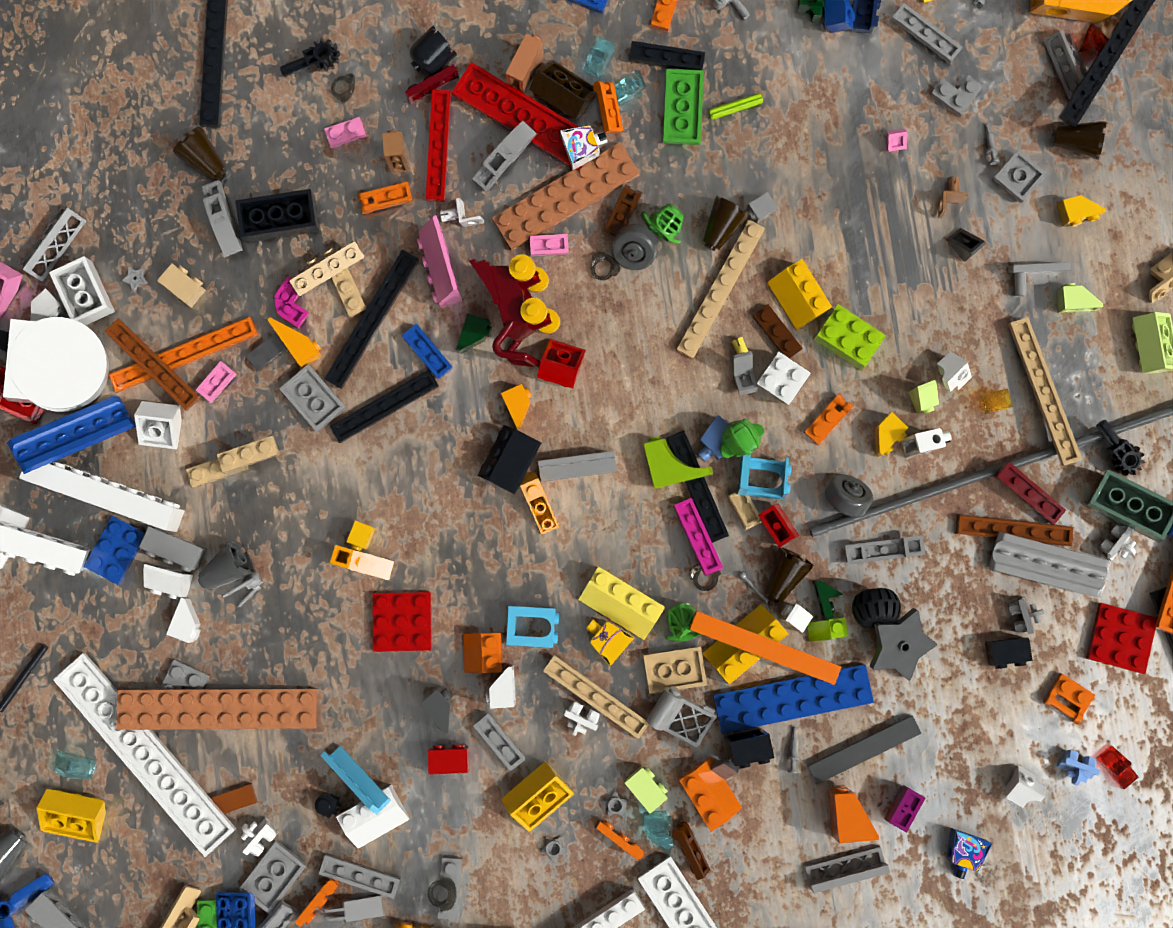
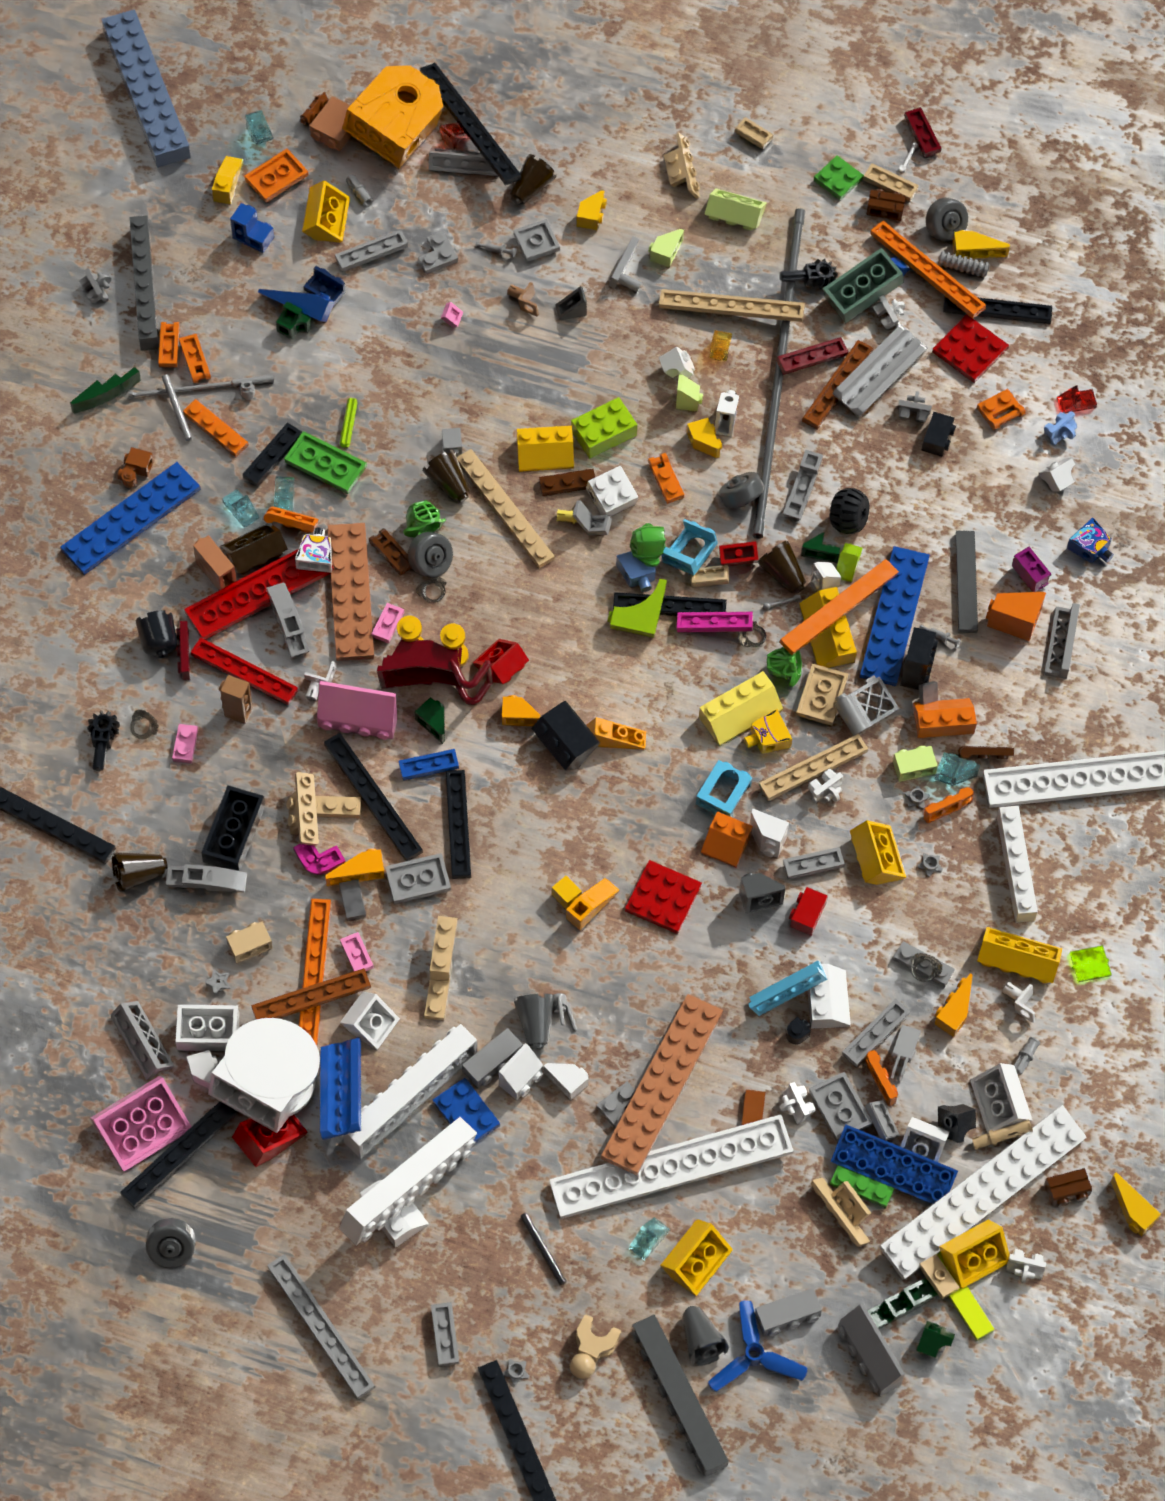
camera: 65 degrees left, 20 degrees down
(385, 197) = (266, 735): orange plate -> none
(577, 466) = (600, 688): light grey fence -> none
(901, 644) = (890, 507): dark grey plate -> none

